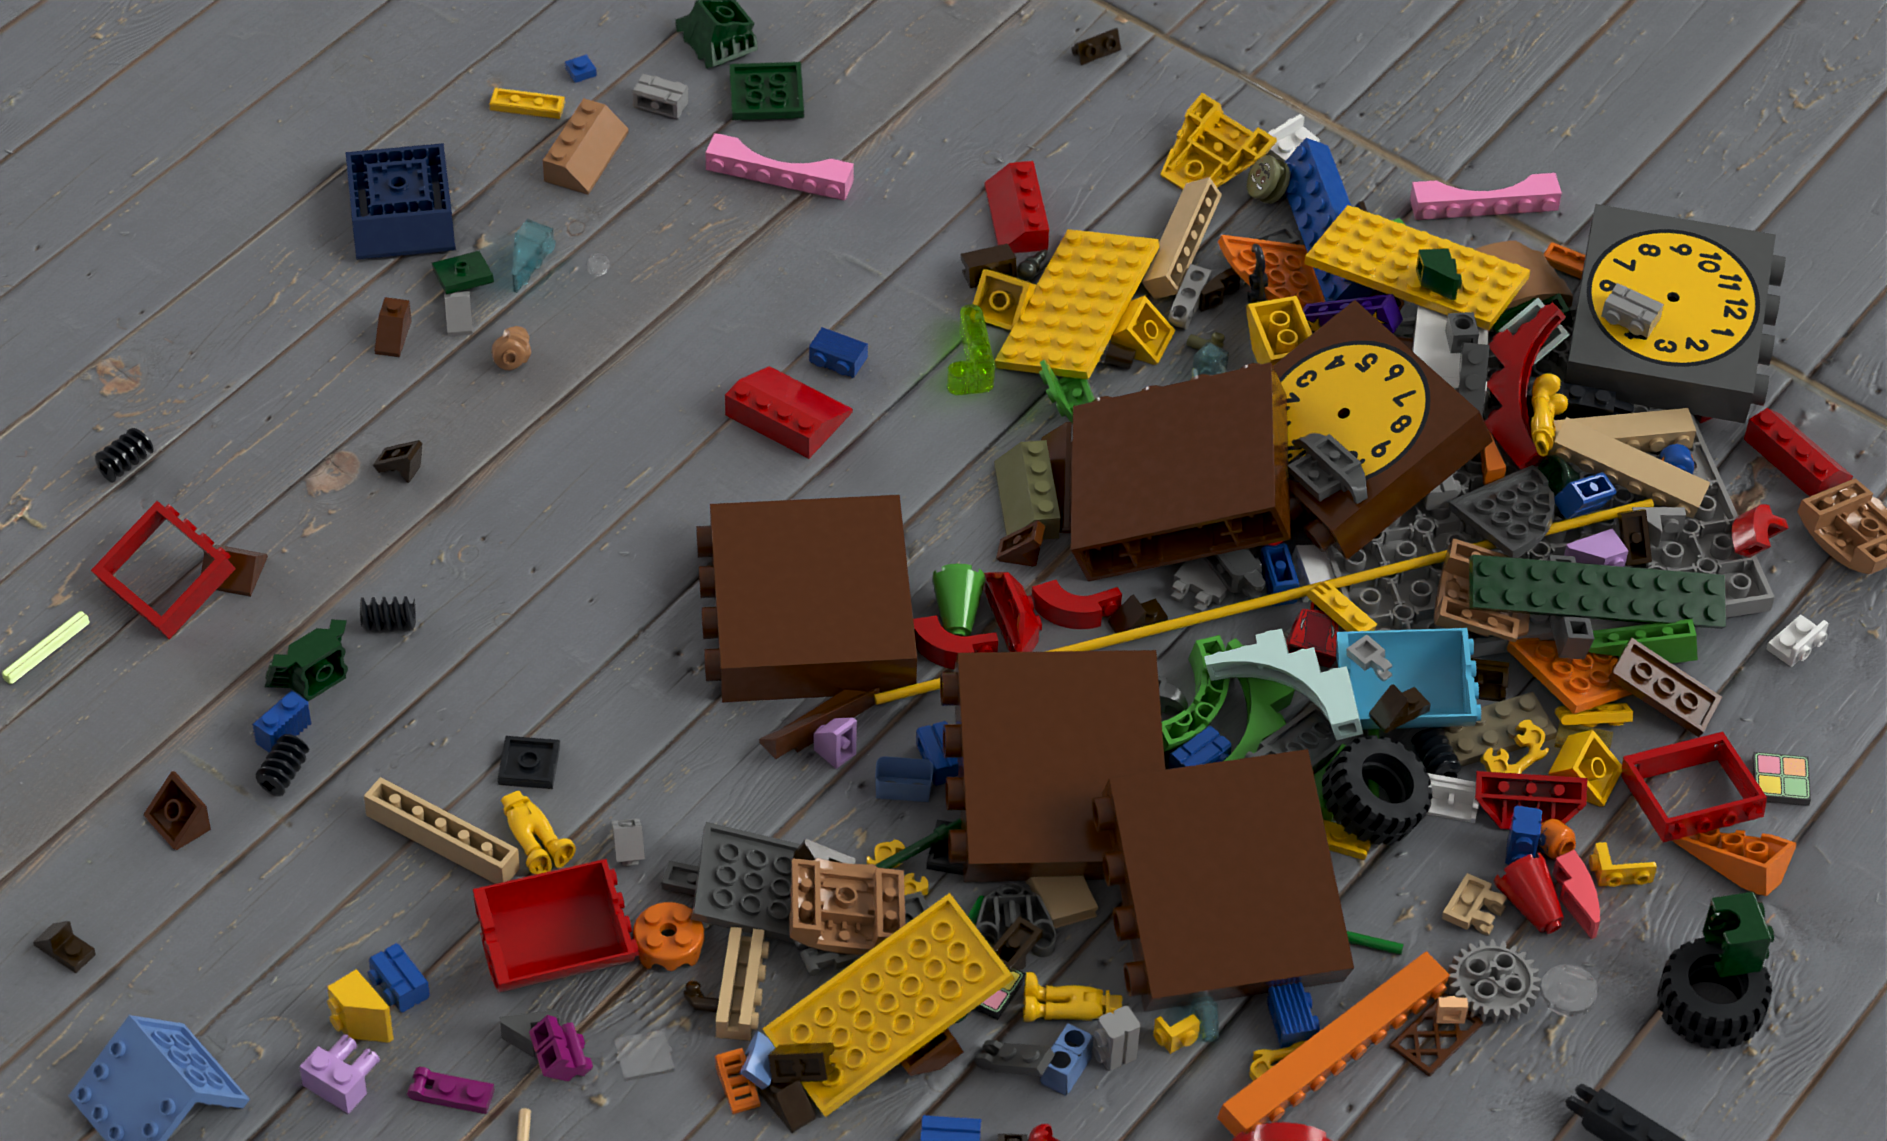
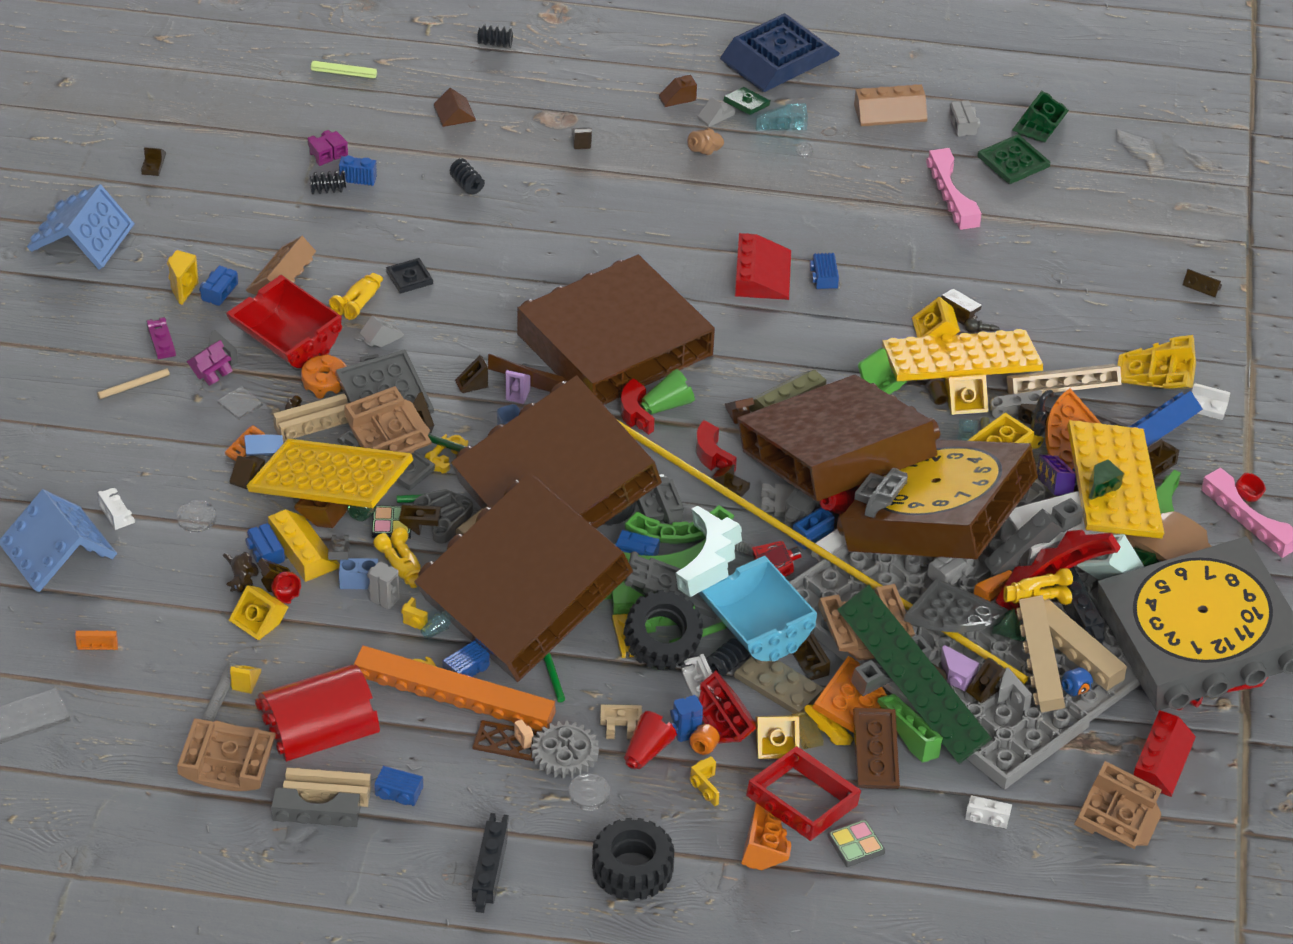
camera: 60 degrees right, 5 degrees down
(178, 813) = (269, 161): reddish brown slope -> none
(197, 592) = (397, 99): red window -> none
(205, 734) = (327, 147): none -> magenta hips
(311, 662) = (406, 160): dark green slope -> none
(334, 1079) = (134, 289): lavender brick -> none
(418, 894) = (286, 262): none -> medium nougat slope
(441, 832) = (326, 257): tan brick -> none
(527, 103) = (907, 70): yellow tile -> none
(580, 68) = (957, 80): blue plate -> none
(783, 778) = (474, 376): none -> dark brown slope
(801, 1062) = (266, 456): dark brown hinge -> none
(978, 370) = (882, 328): clear neon green beam -> none
(994, 1099) = (302, 545): none -> yellow slope
(1012, 611) = (677, 423): red wedge -> none
(1018, 208) = (1022, 303): red slope -> none
(1268, 179) = (1154, 398): olive head -> none
(1340, 608) = (798, 562): yellow hinge -> none
(1370, 654) = (752, 573): light grey plate -> none
(1398, 708) = (720, 604): dark brown slope -> none
(1452, 174) = (1250, 487): none -> red hair
(1532, 737) = (779, 698): yellow helmet -> none
(1578, 891) = (670, 767): coral slope -> none
(1585, 495) = (997, 640): blue brick -> none
(1632, 310) = (1163, 589): light grey brick -> none
(1742, 930) = (665, 837): dark green piece -> none
(1754, 528) = (1043, 738): red arch -> none

